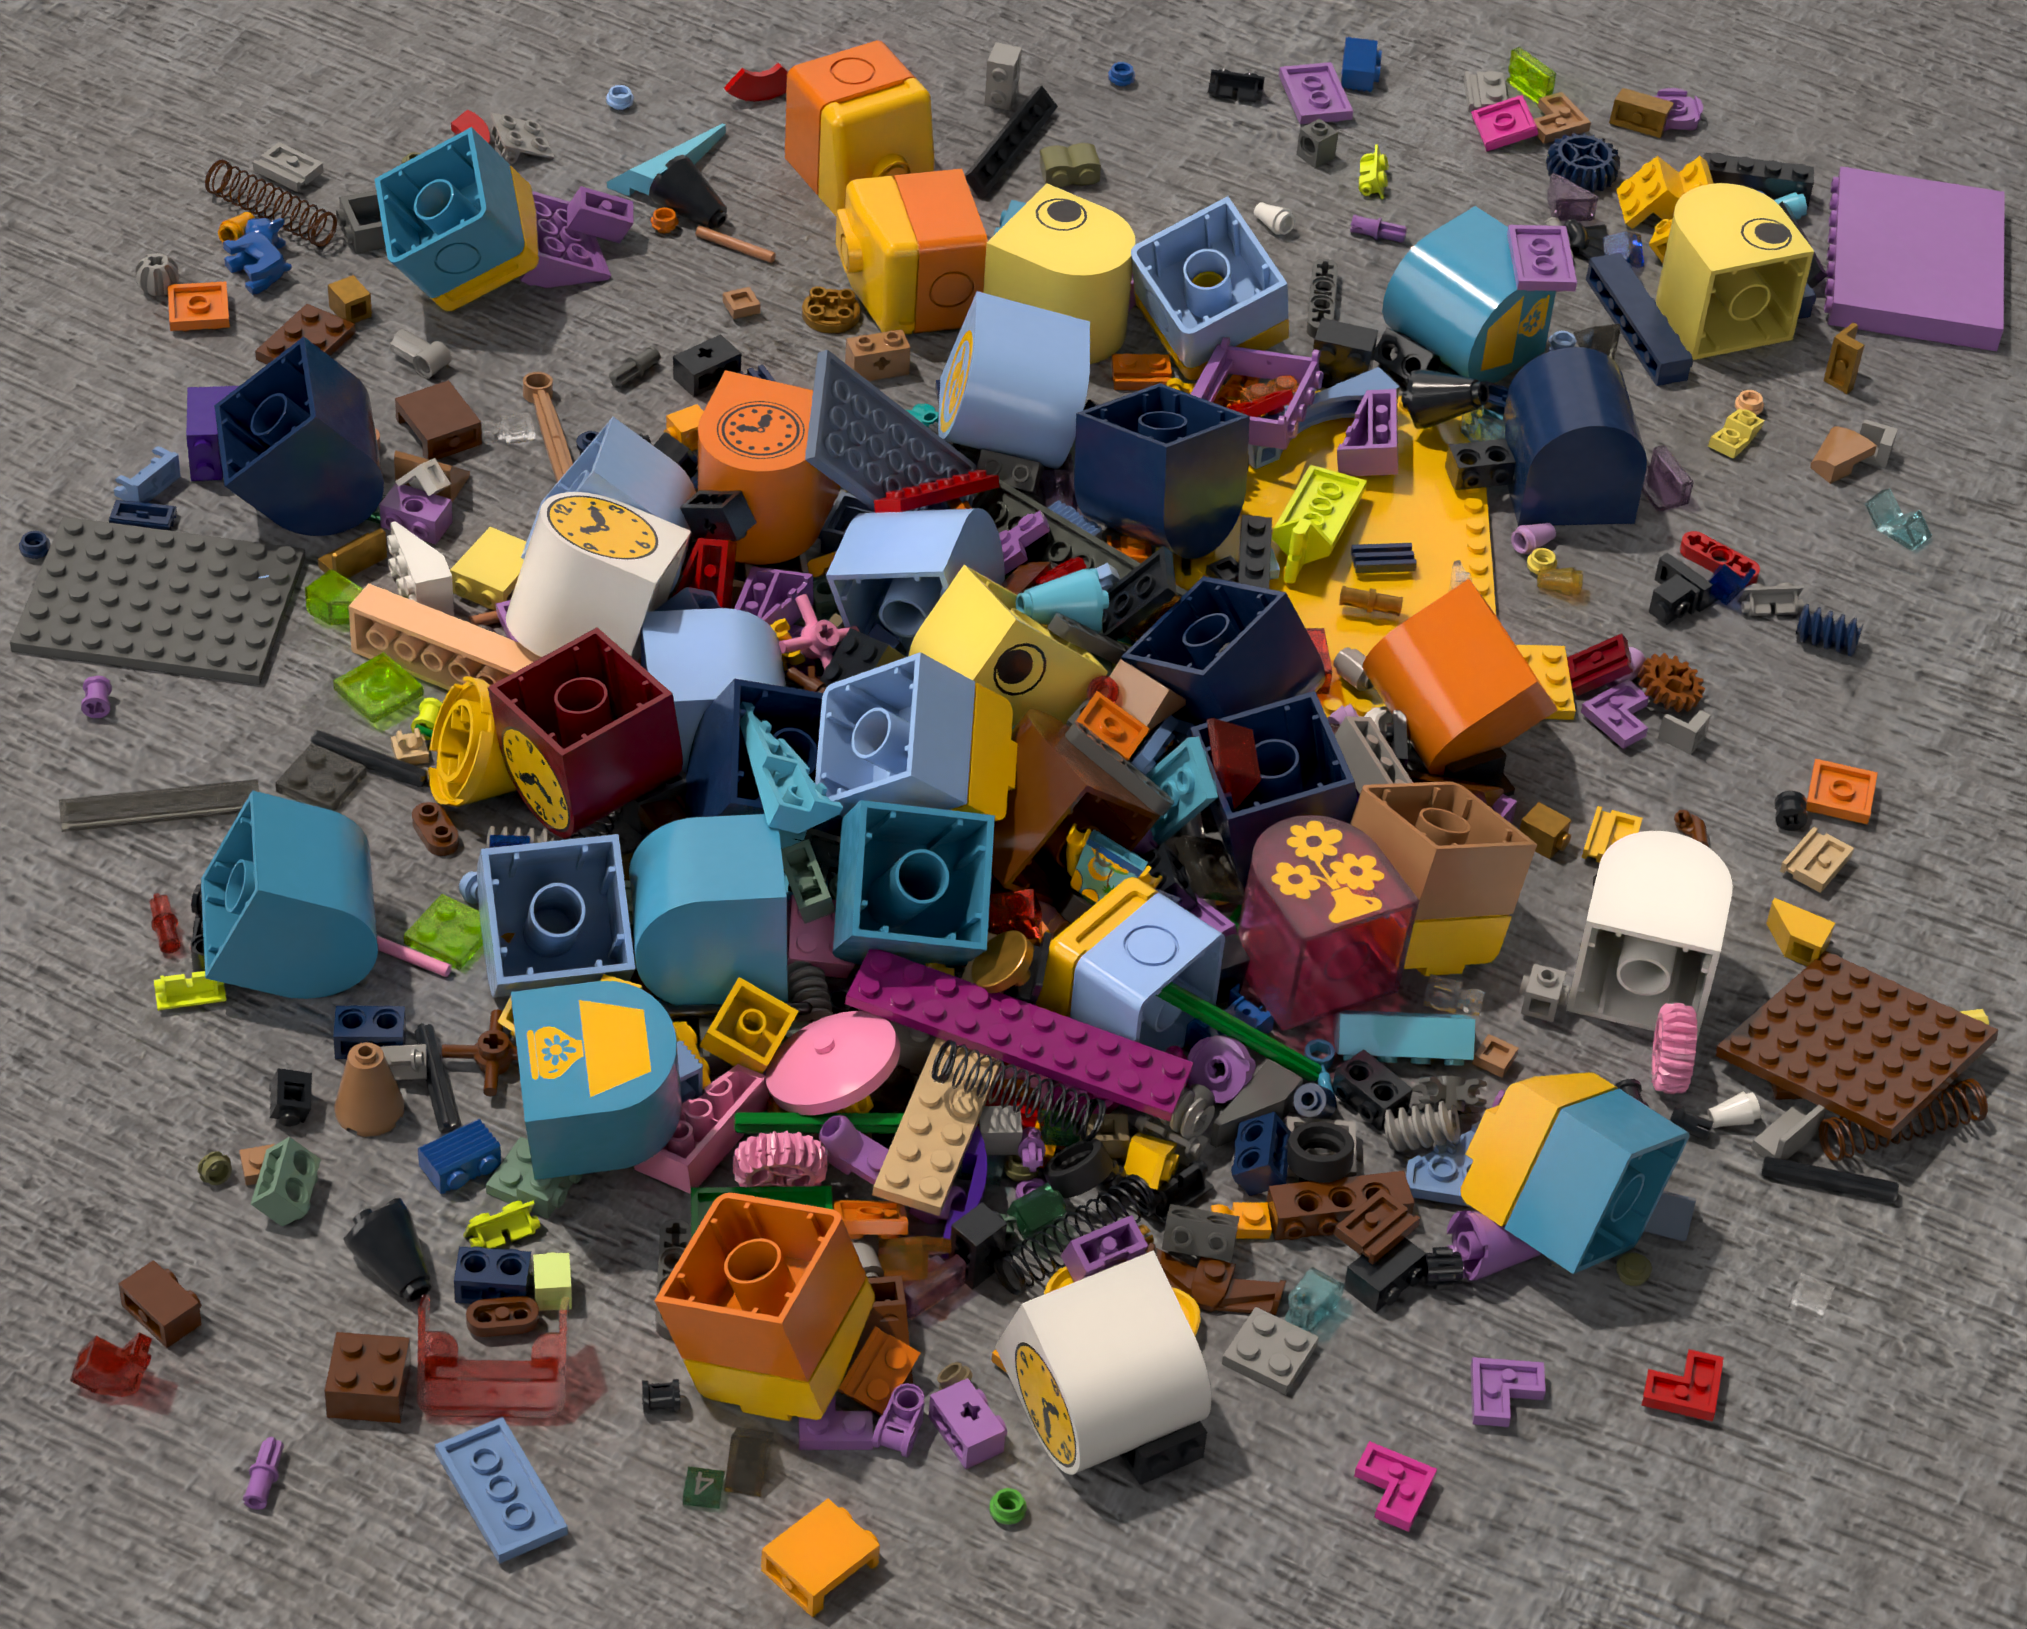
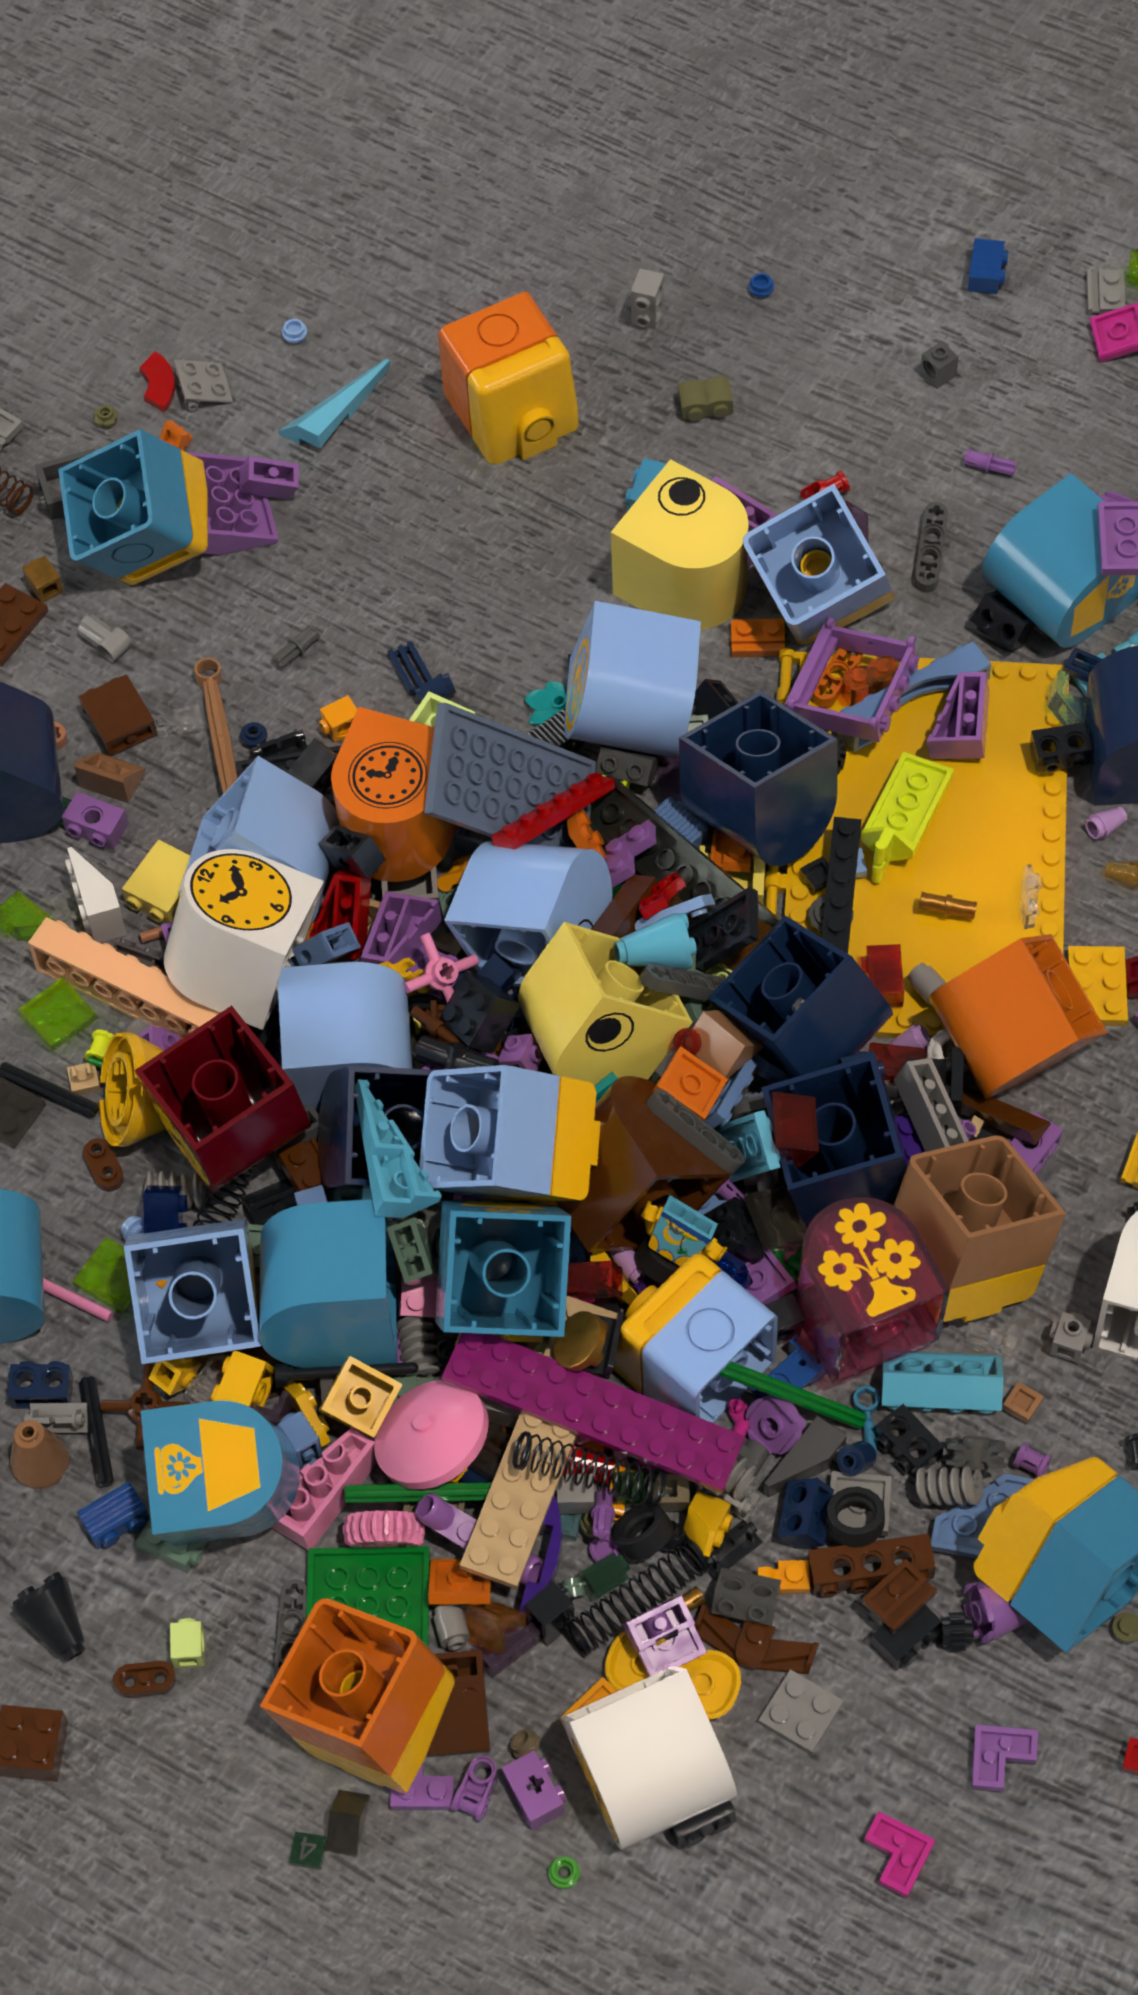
camera: 10 degrees right, 15 degrees up
(356, 555) = (39, 868): pearl gold panel -> none
(426, 477) = (104, 789): white panel -> none
(491, 1274) = (135, 1646): dark blue brick -> none
(491, 1386) = (131, 1747): clear red windscreen -> none
(501, 1490) = (138, 1854): medium blue plate -> none
(515, 1219) = (158, 1581): neon yellow hinge -> none
(660, 1395) = (274, 1760): black bush -> none
(664, 220) = (327, 470): orange plate -> none
(688, 193) = (351, 448): black cone -> none
(704, 364) = (360, 644): black brick -> none
(735, 244) = (393, 499): nougat bar -> none
(741, 302) = (395, 570): medium nougat plate -> none
(758, 85) = (424, 313): red tile -> none
(818, 1555) = (402, 1922): light orange panel -> none
(830, 310) = (476, 574): pearl gold tile -> none
(878, 1371) = (460, 1739): orange plate -> none
(879, 355) = (515, 630): medium nougat brick -> none
(913, 249) = (549, 522): piece -> none
(1010, 141) = (652, 372): black plate -> none
(1248, 85) = (859, 292): black hinge -> none
(1271, 403) = (849, 701): red plate -> none
(1276, 218) = (895, 455): white cone -> none
(1313, 1299) = (842, 1659): clear light blue piece -> none
(1315, 93) = (942, 301): medium lavender plate -> none
(1345, 350) = (942, 622): black brick -> none
(1372, 172) = (992, 388): neon yellow hinge -> none
(1383, 557) = (963, 849): tile -> none
(1440, 397) = (1027, 677): black cone -> none
(1482, 768) = (1036, 1095): black panel -> none
(1541, 560) = (1114, 844): light yellow plate -> none
(1546, 829) = (1088, 1156): pearl gold brick -> none

